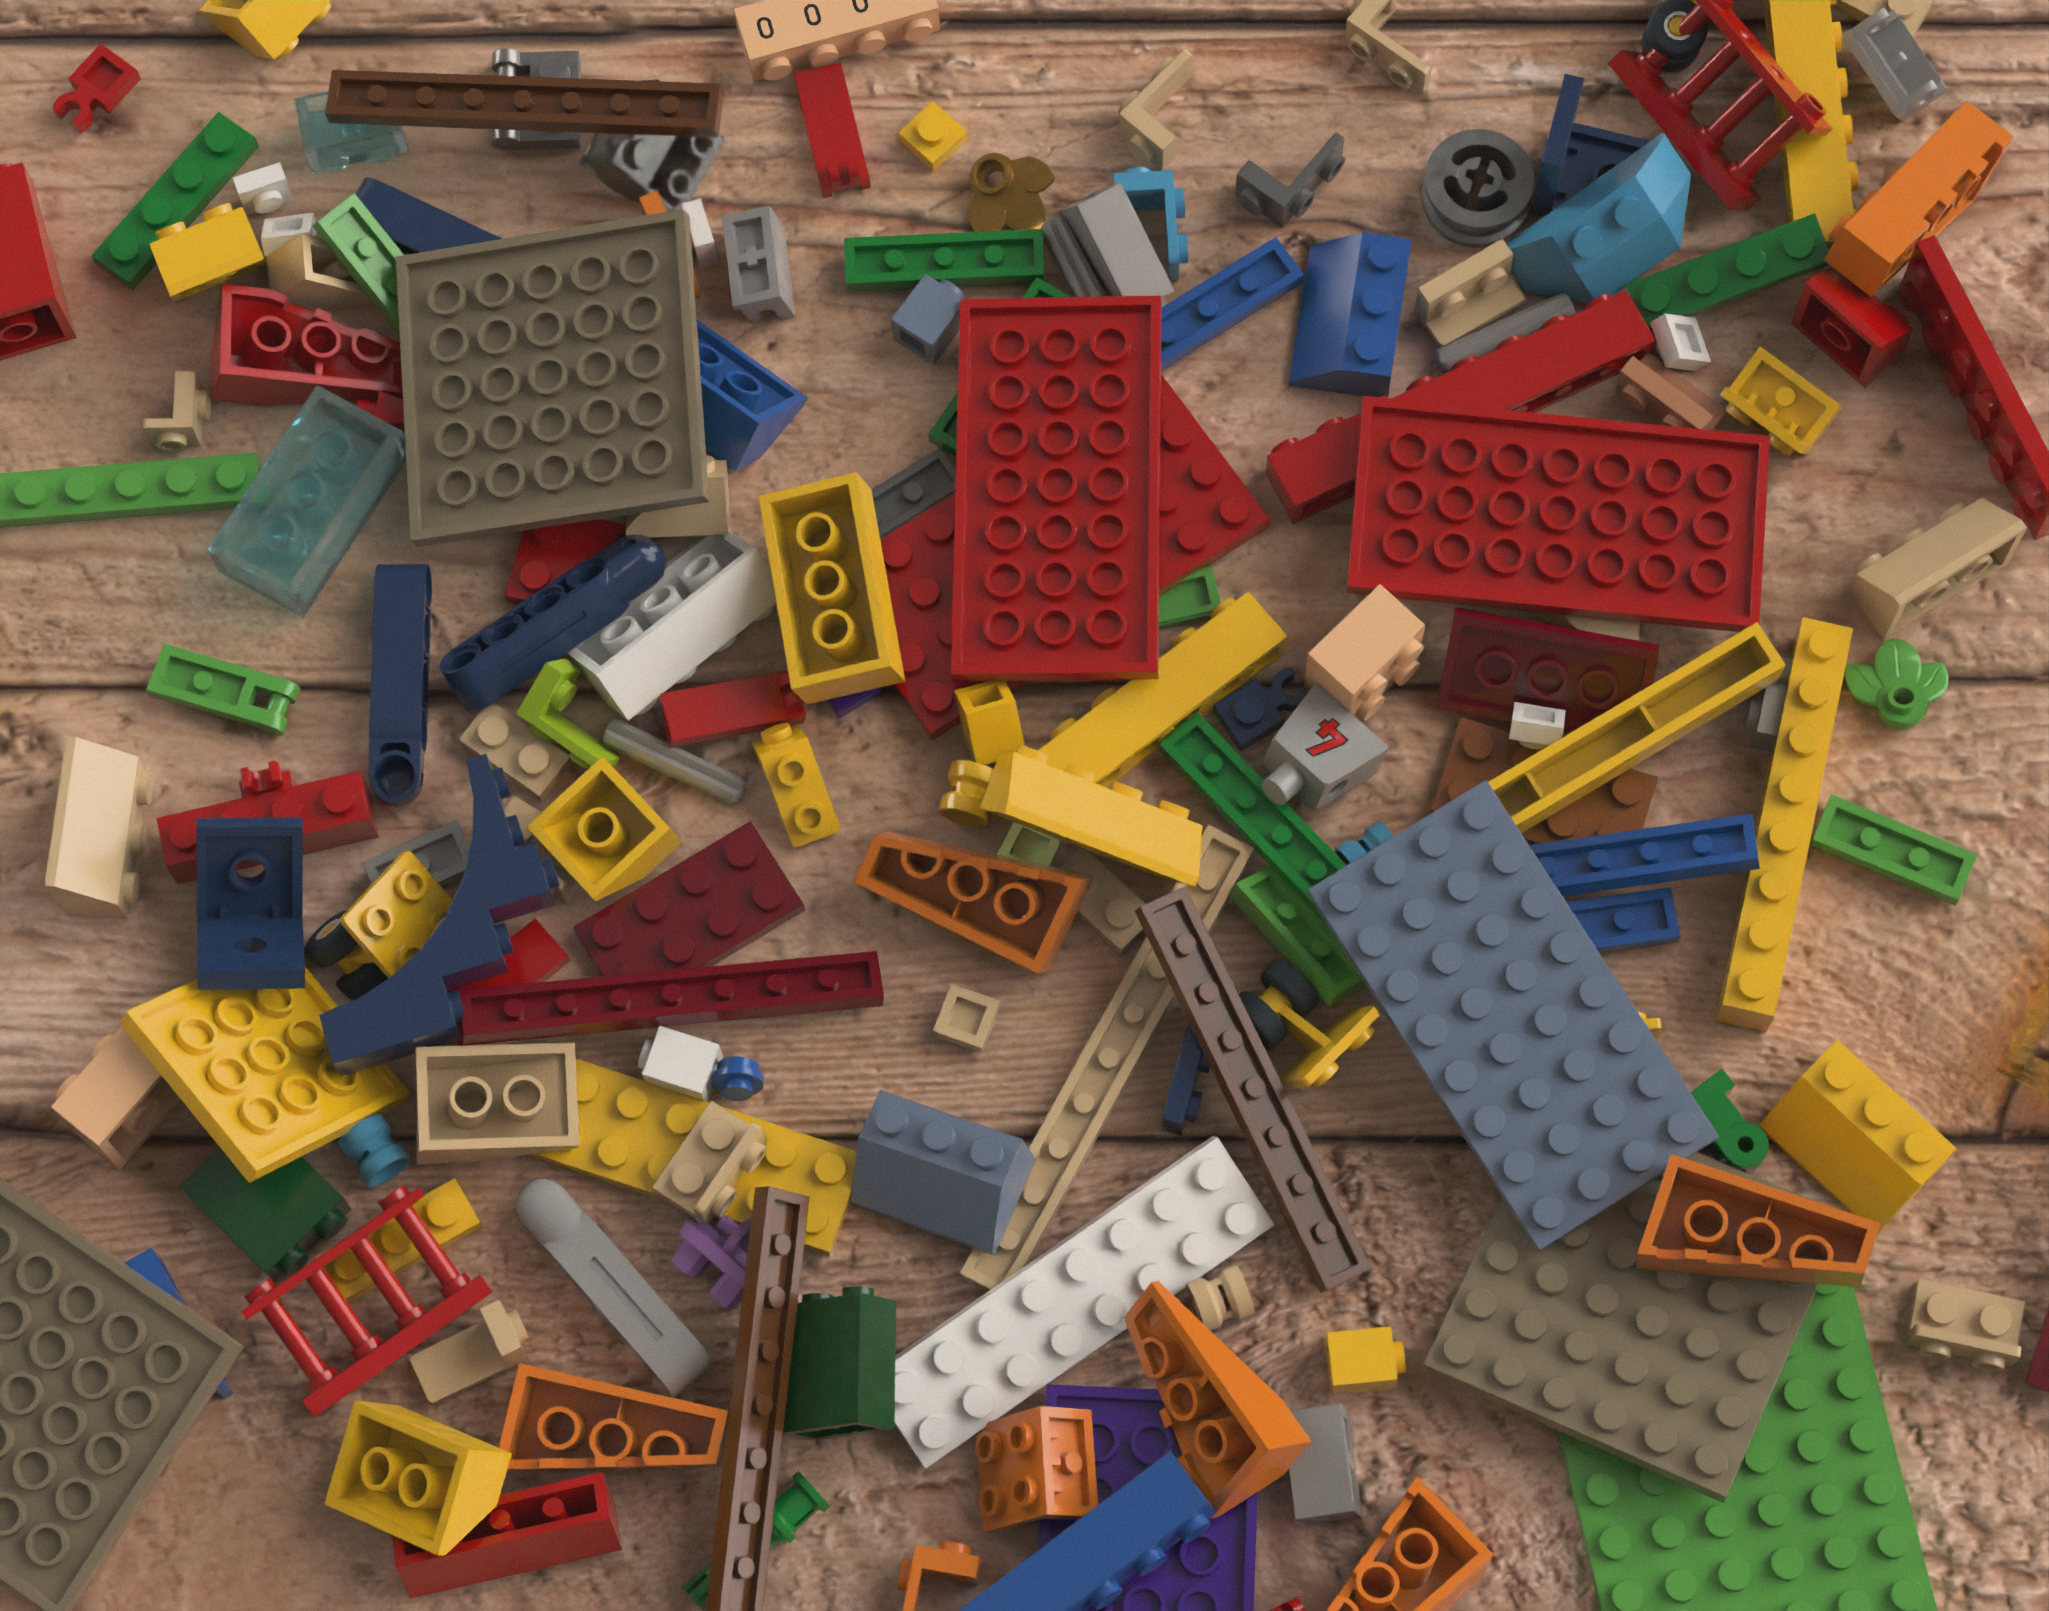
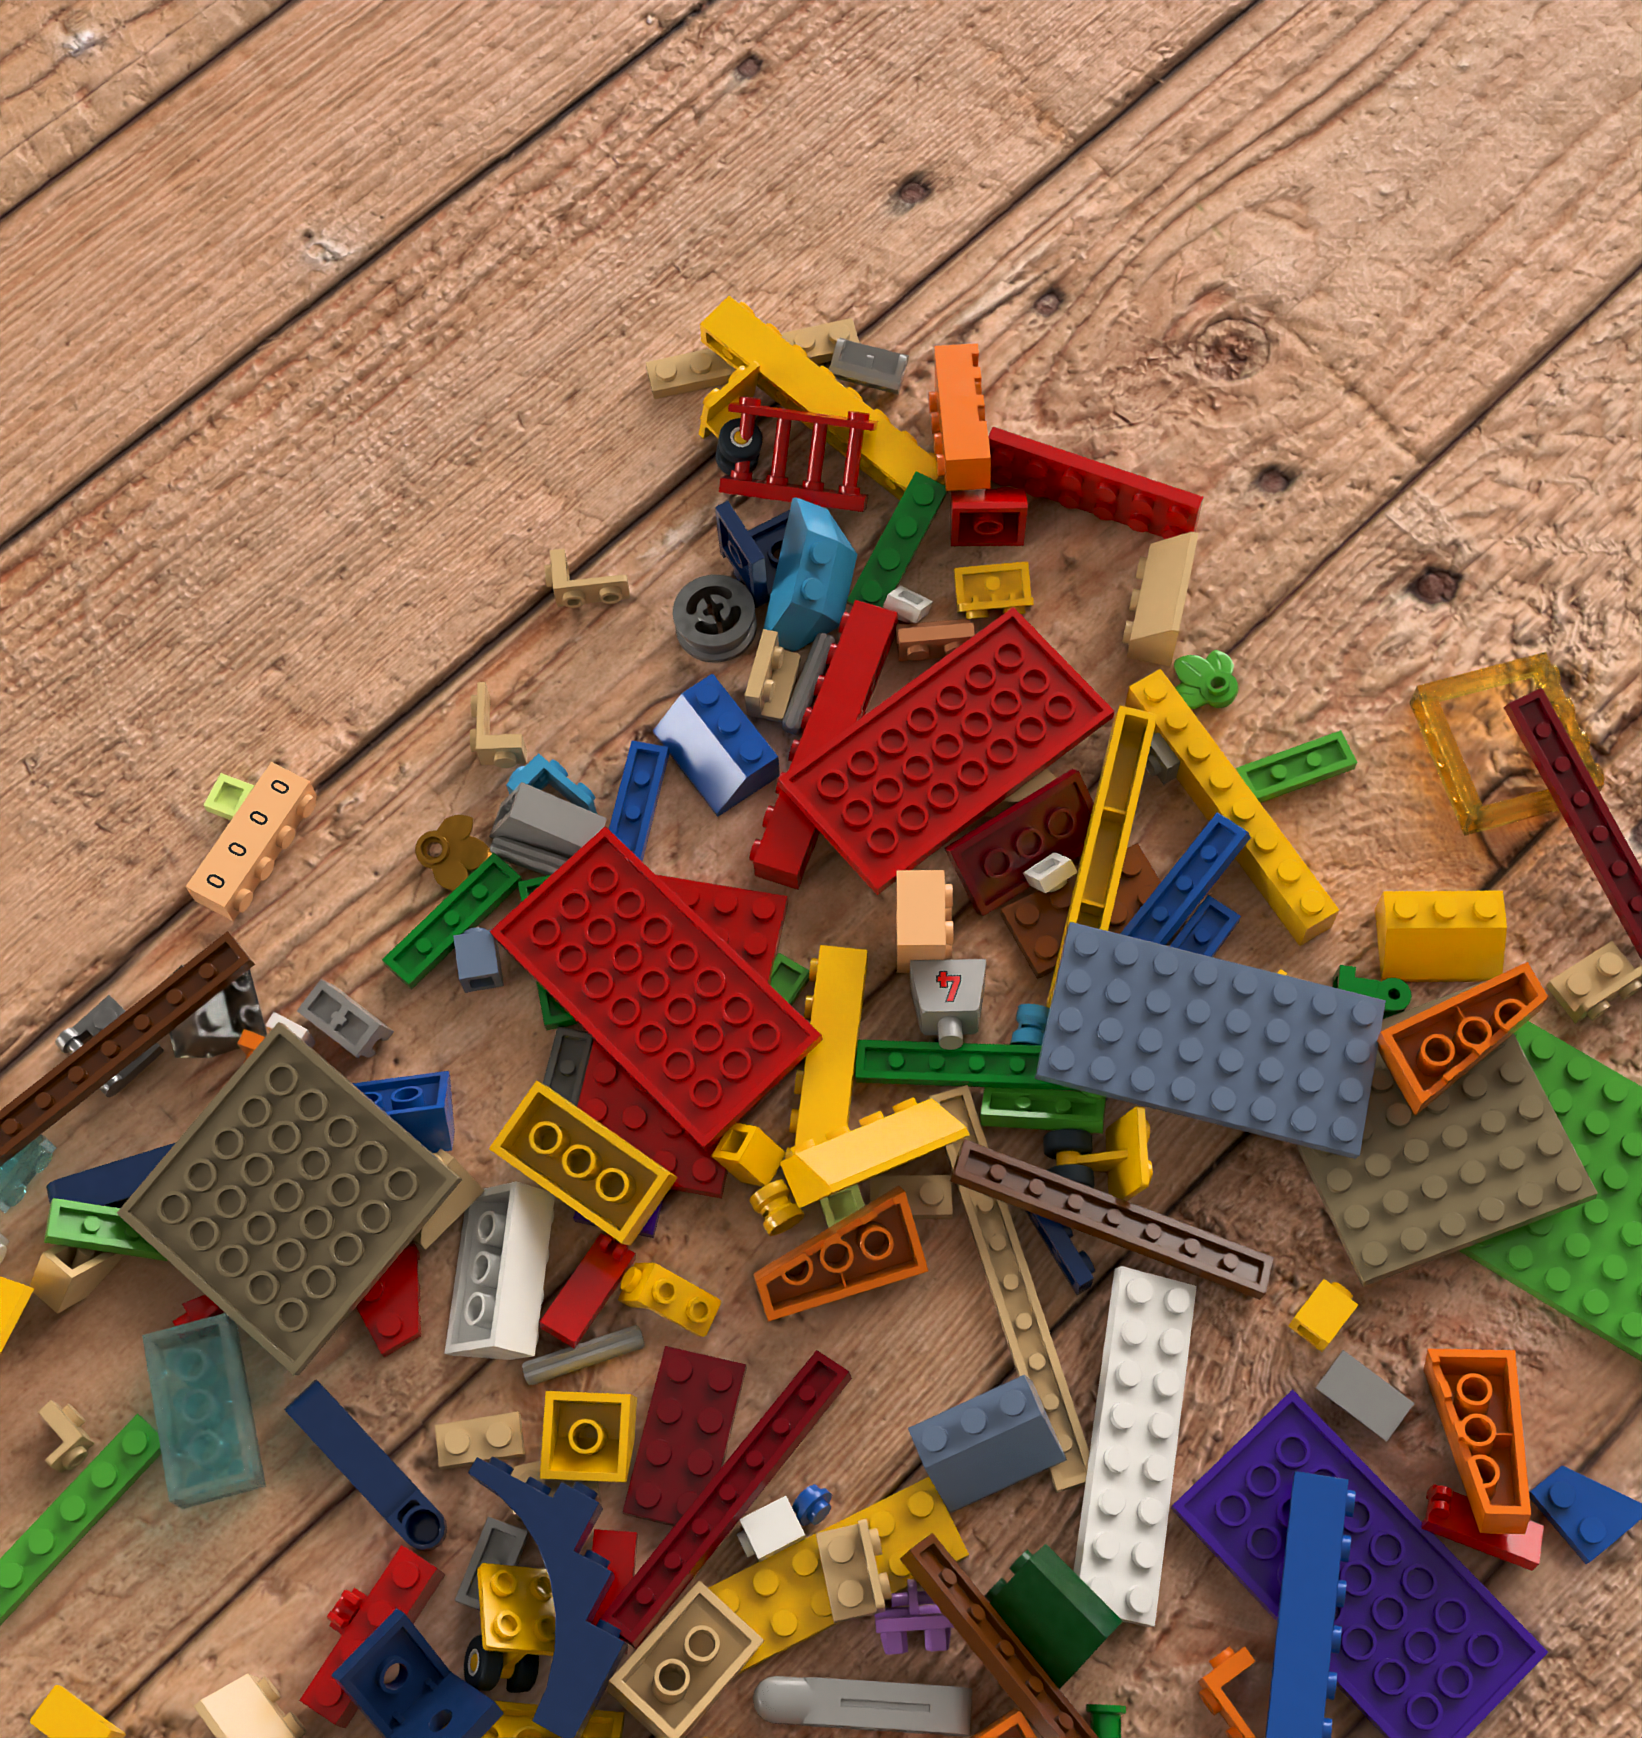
camera: 45 degrees left, 5 degrees down
(222, 689) = (256, 1579): bright green plate -> none
(280, 352) = (98, 1336): red wedge -> none
(281, 230) = (25, 1262): white plate -> none
(552, 621) = (428, 1343): dark blue piece -> none
(553, 693) = (472, 1381): lime bracket -> none
(831, 129) = (309, 906): red hinge -> none
(933, 136) = (374, 858): yellow plate -> none
(966, 1018) = (907, 1338): tan plate -> none
(1036, 1467) = (1219, 1562): orange bracket -> none
(1209, 1303) = (1213, 1357): tan wheel -> none
(1224, 1417) = (1289, 1422): orange wedge -> none
(1255, 712) = (885, 1010): dark blue plate -> none
(1268, 196) = (607, 722): dark grey bracket -> none

